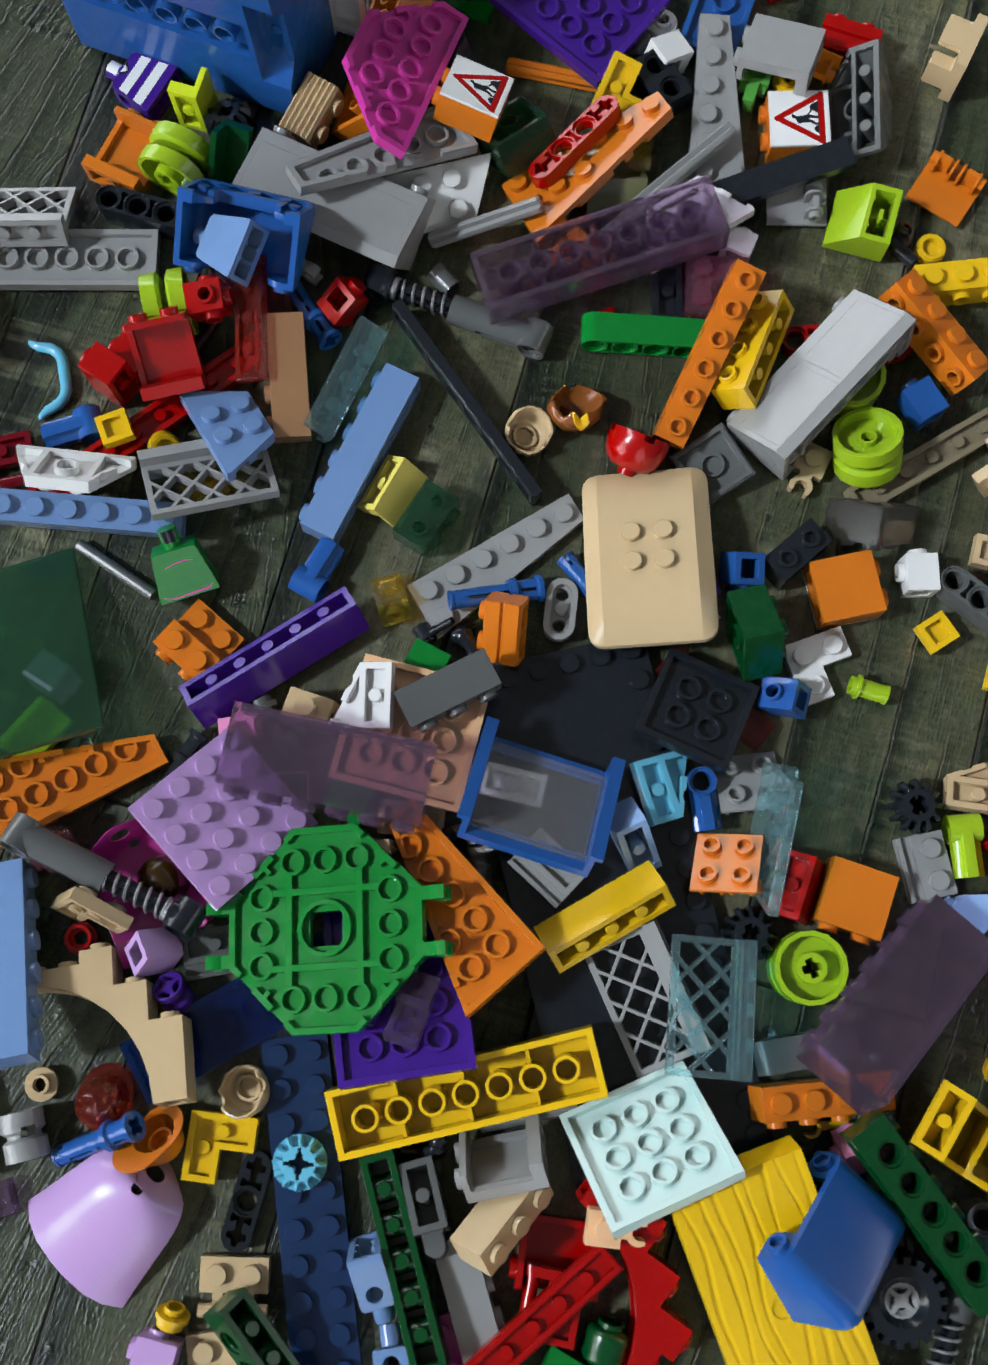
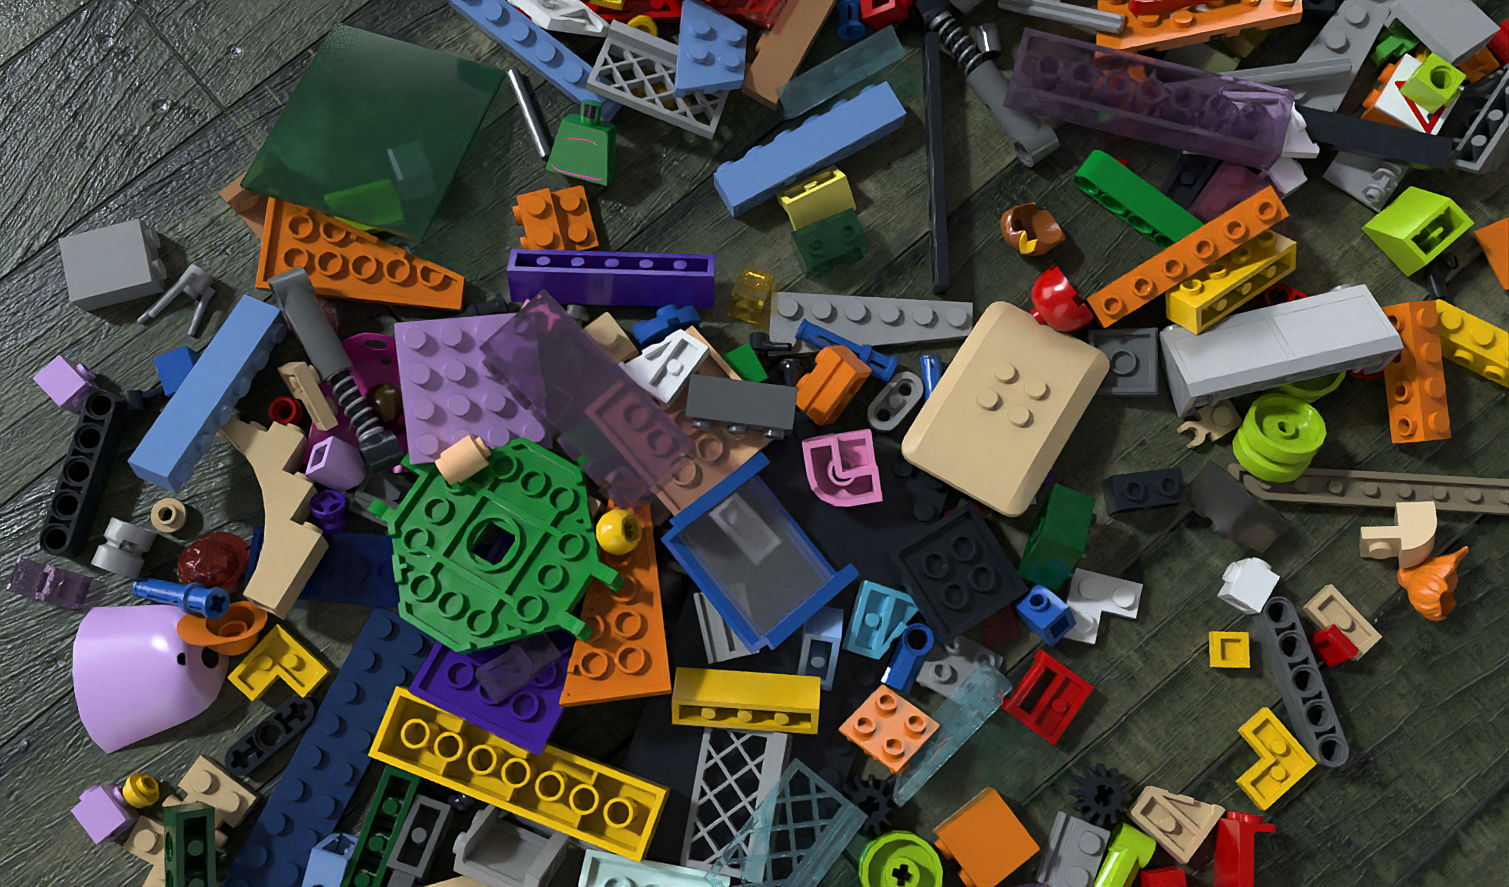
camera: 30 degrees right, 0 degrees up
(244, 1091) = (331, 639): tan hair -> none
(257, 878) = (463, 459): none -> light nougat brick
(312, 1152) = (352, 732): medium azure gear -> none
(313, 577) = (694, 231): blue piece -> none
(345, 664) = (667, 322): none -> blue plate
(420, 853) = (618, 532): none -> yellow piece
(528, 430) = (973, 223): tan hair -> none
(557, 687) = (843, 468): none -> bright pink brick
(741, 569) = (1085, 472): blue brick -> none
(800, 91) = (1421, 83): none -> lime brick
(801, 886) = (943, 794): red panel -> none
(837, 759) = (1057, 703): none -> red plate
(845, 589) = (1169, 554): orange piece -> none
(868, 689) = (1129, 659): lime pin -> none
(921, 402) = (1358, 429): blue brick -> none
(930, 249) = (1465, 294): yellow tile -> none

